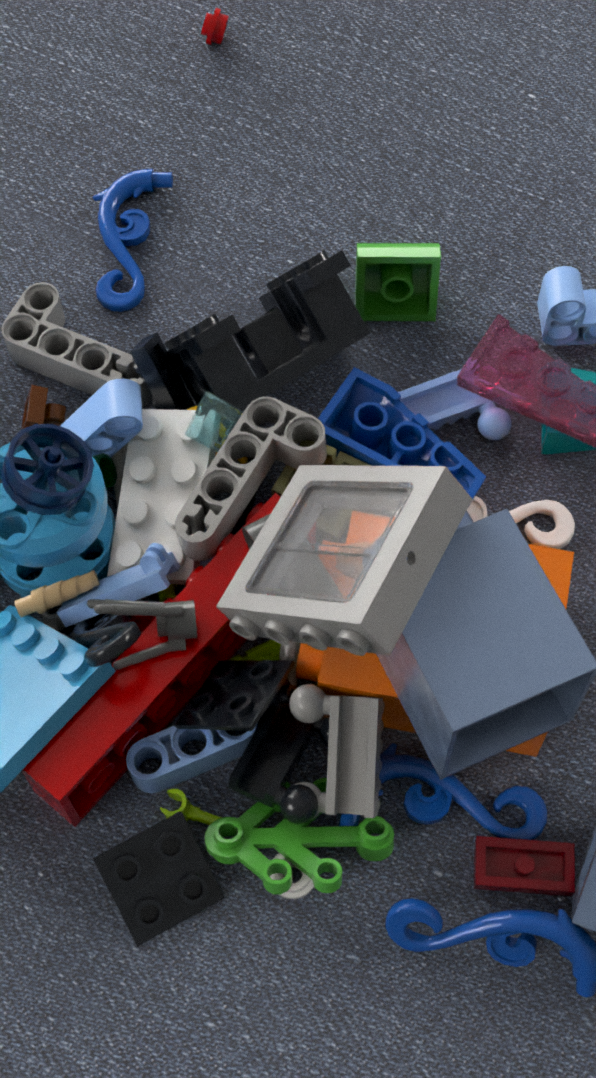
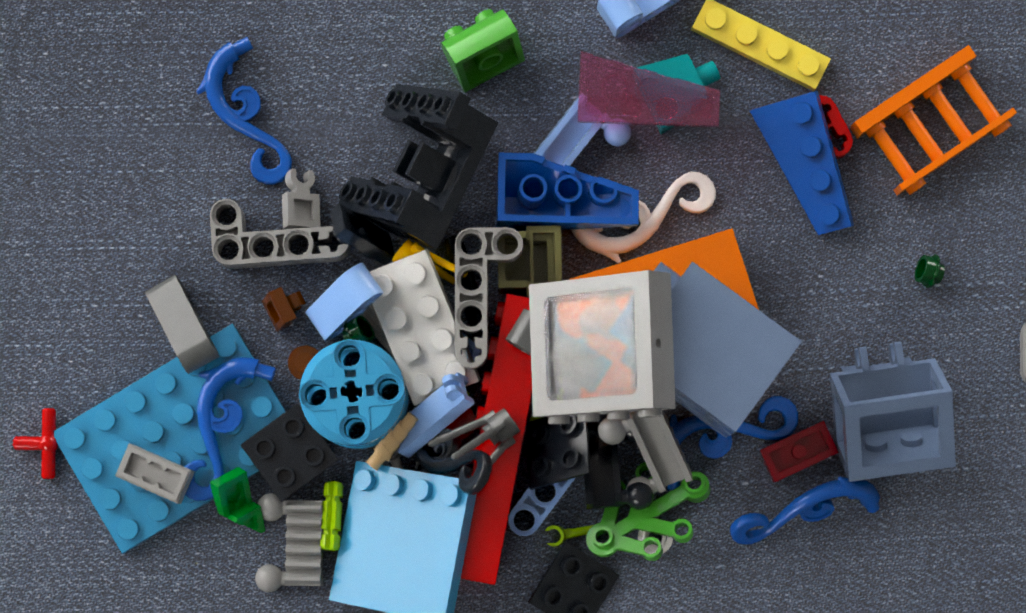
camera: 30 degrees left, 20 degrees up
(48, 466) = (360, 380): dark blue wheel -> none
(125, 328) = (299, 206): none -> light grey plate
(213, 421) = (433, 260): clear light blue slope -> none

